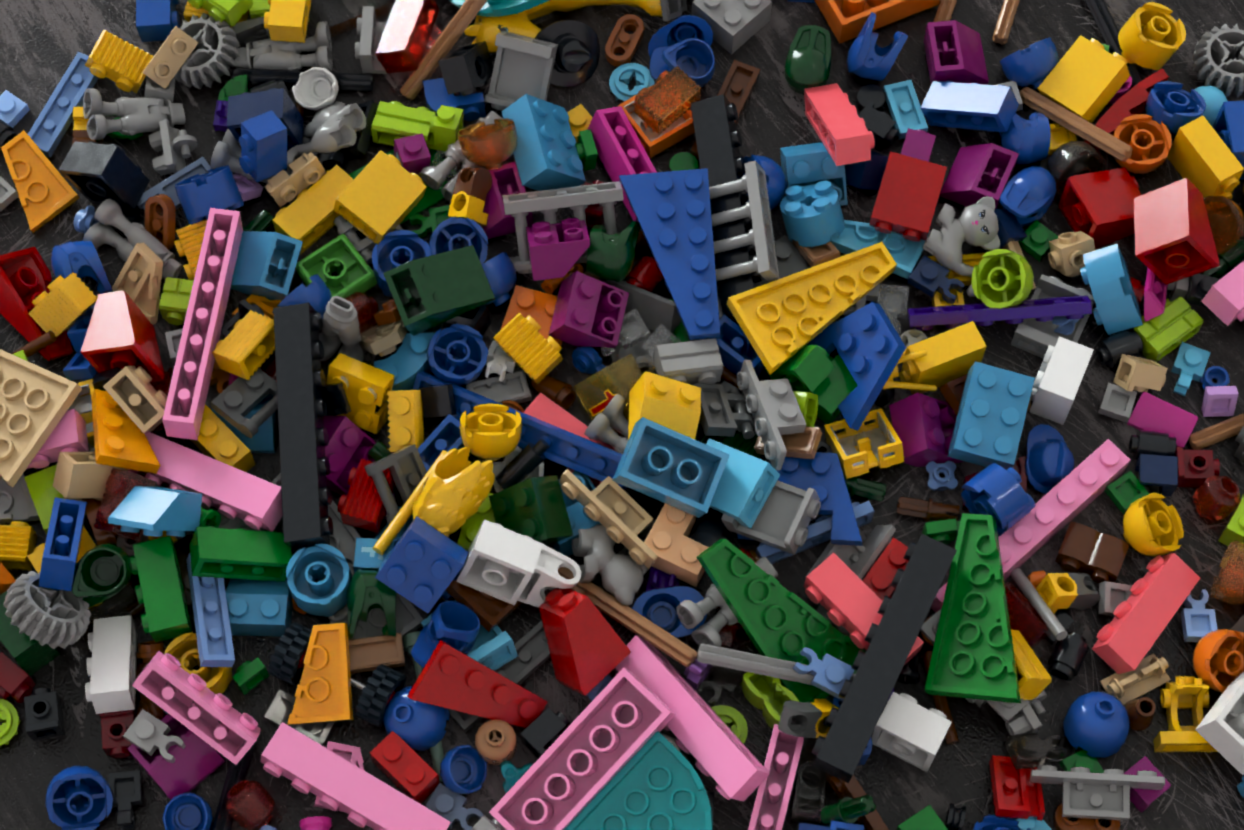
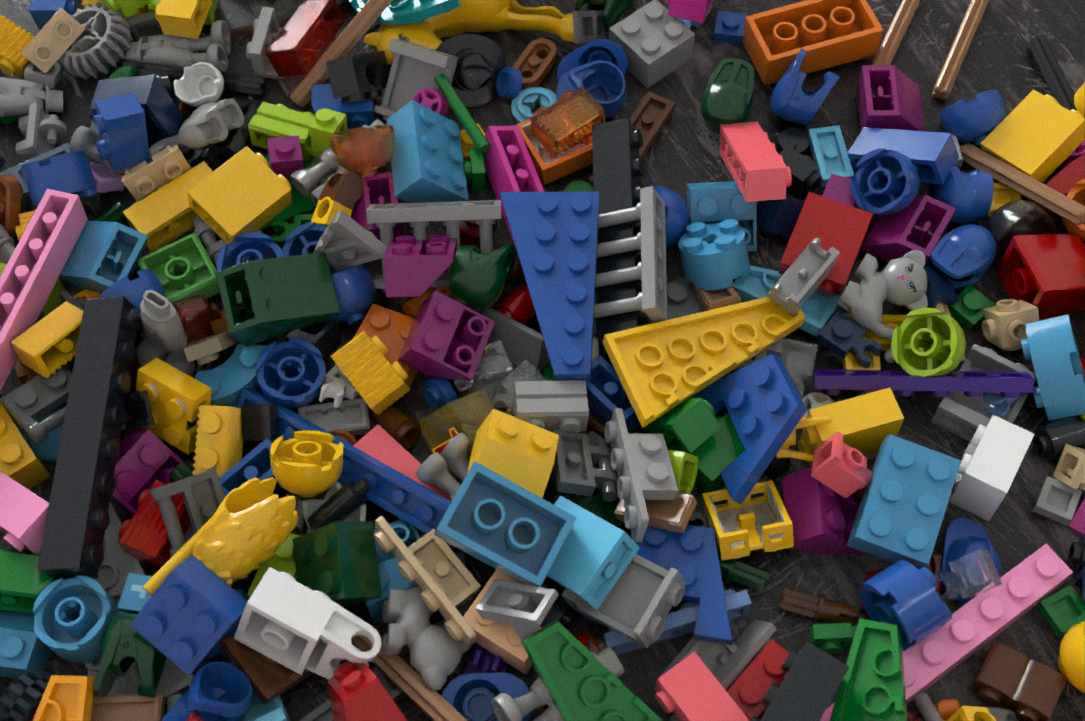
camera: 10 degrees right, 5 degrees down
(494, 236) = (349, 243): none -> light grey wing
(530, 88) = (424, 97): none -> dark pink wheel
(569, 99) = (462, 113): none -> green bar
(604, 62) = (508, 82): none -> blue tile
(688, 529) = (516, 605): none -> light grey slope
(892, 229) = (804, 276): none -> light grey hinge
(937, 391) = (840, 466): none -> coral brick
(938, 483) = (830, 575): medium blue plate -> none
(955, 135) = (885, 182): none -> blue cylinder
(1048, 471) = (969, 576): none -> clear plate

